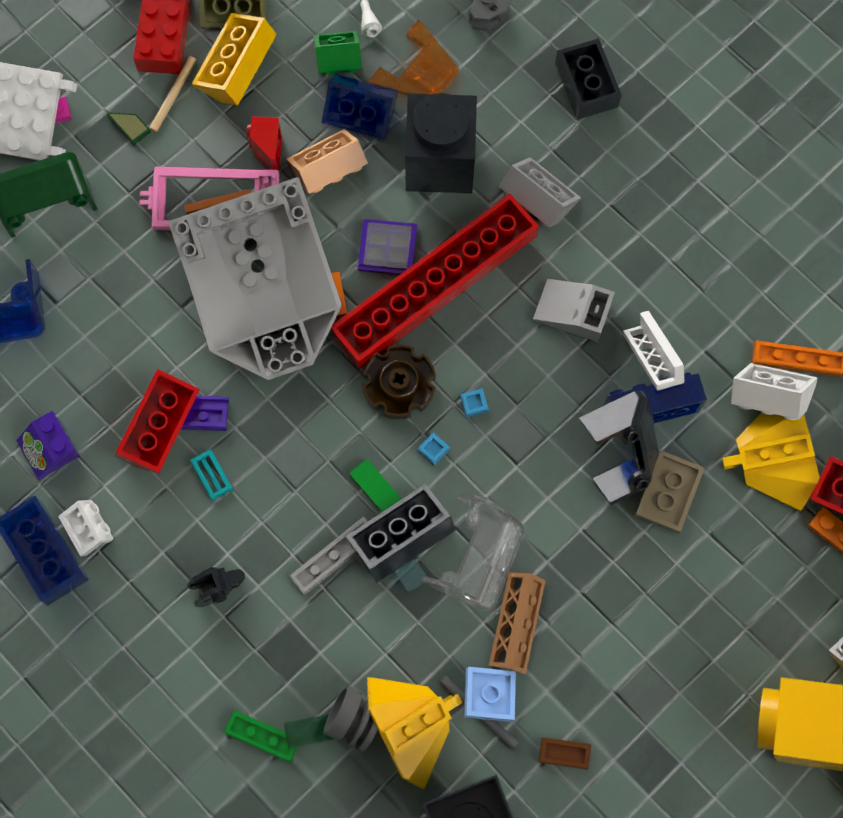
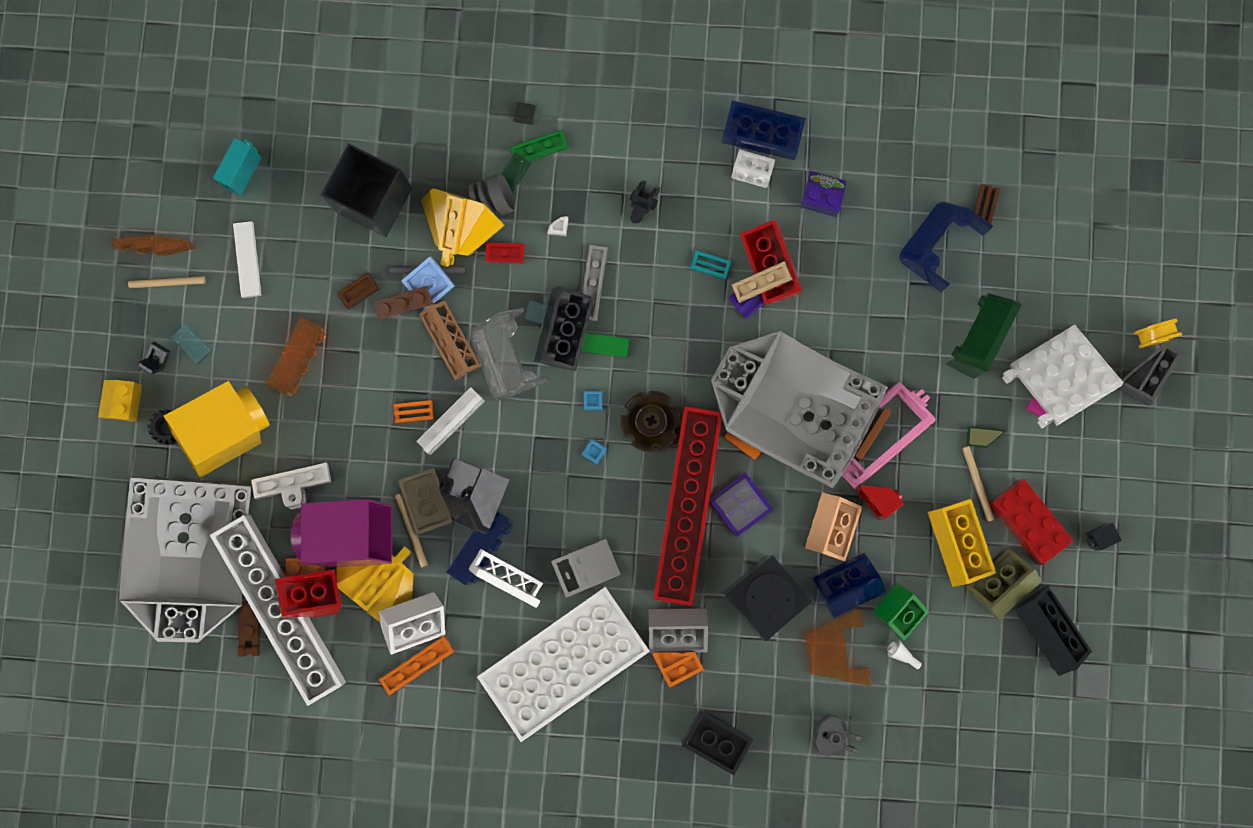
camera: 145 degrees right, 10 degrees up
(183, 409) = (761, 282): none -> tan tile
(243, 784) = (524, 113): none -> pearl dark grey plate
(315, 638) = (559, 227): none -> white tile
(390, 658) = (505, 253): none -> red plate
(531, 697) = (403, 302): none -> reddish brown plate
(565, 165) = (677, 666): none -> orange wing
(583, 544) = (450, 421): none -> white fence
(617, 579) = (397, 413): none -> orange tile
(665, 249) = (563, 664): none -> white plate
(681, 739) = (296, 356): none -> clear orange brick
(704, 481) = (414, 538): none -> tan bar
(777, 515) = (343, 533): none -> magenta container
(786, 618) = (292, 484): none -> white plate

